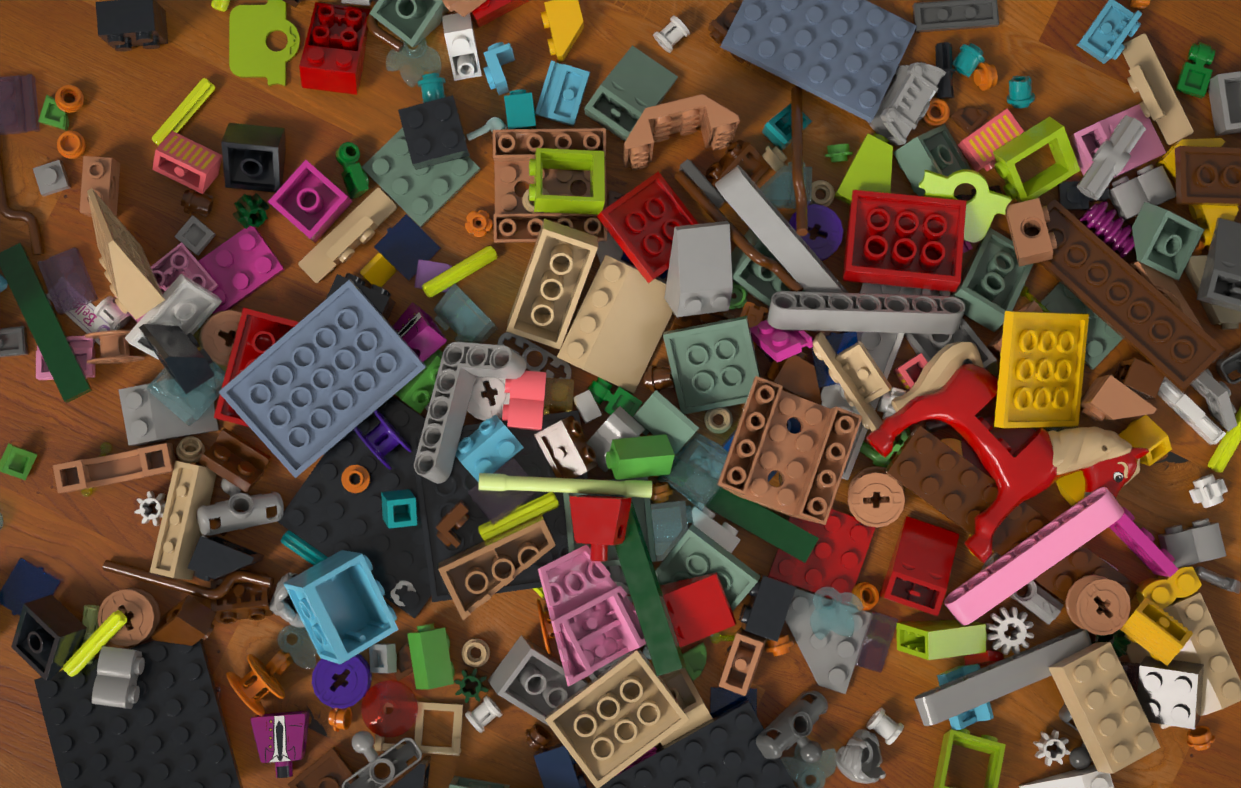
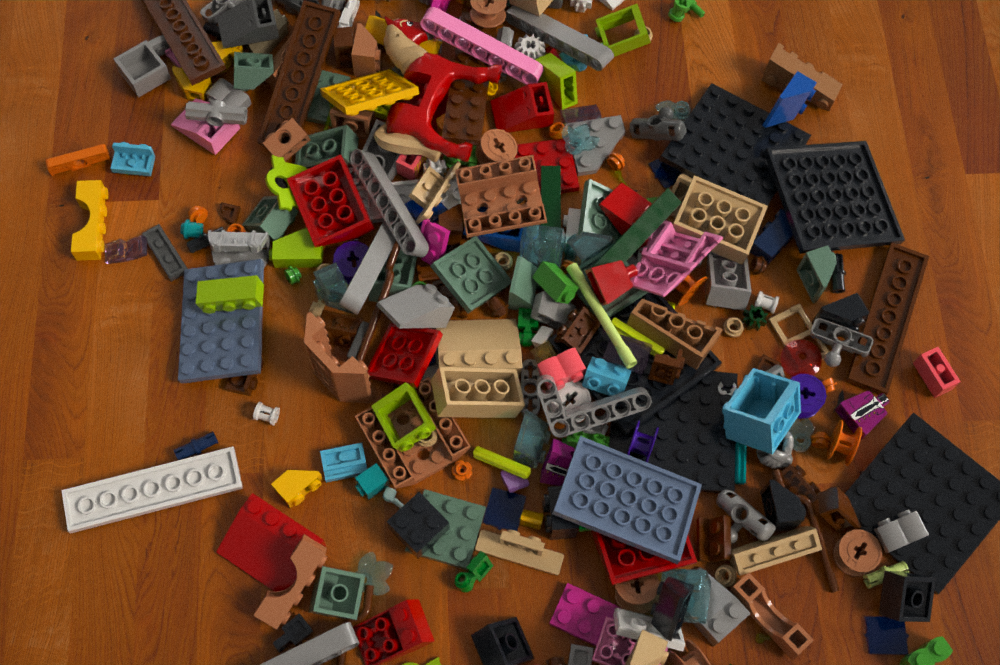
camera: 120 degrees left, 20 degrees down
(95, 643) = (890, 559): neon yellow axle -> none
(145, 510) = (775, 582): white gear -> none
(251, 210) = (541, 626): dark green gear -> none
(310, 201) = (511, 586): dark pink brick -> none
(364, 478) = (676, 458): orange plate -> none
(399, 508) = (678, 411): teal brick -> none
(430, 657) = (755, 348): bright green brick -> none
(432, 87) = (386, 550): teal hose -> none
(461, 46) = (346, 545): white slope -> none
(497, 55) = (351, 510): medium azure bracket -> none
(627, 91) = (322, 416): sand green slope -> none
(742, 662) = (639, 172): nougat brick -> none
(767, 607) = (601, 168): black brick -> none
(779, 128) = (292, 313): teal slope -> none
(797, 162) = (311, 283): reddish brown piece -> none
(837, 54) = (230, 294): none -> lime brick
(861, 758) = (653, 88): light grey hair -> none
(885, 726) = (625, 86): white bush -> none
(981, 144) = (238, 191): coral brick -> none
(1020, 92) = (199, 190): teal hose -> none
(1045, 132) = (239, 158): lime window -> none
(1072, 199) = (248, 134): black plate -> none
(1109, 228) = (259, 103): magenta piece -> none
(1155, 89) = (155, 122): tan bracket -> none
(1194, 77) = (139, 103): green plate -> none

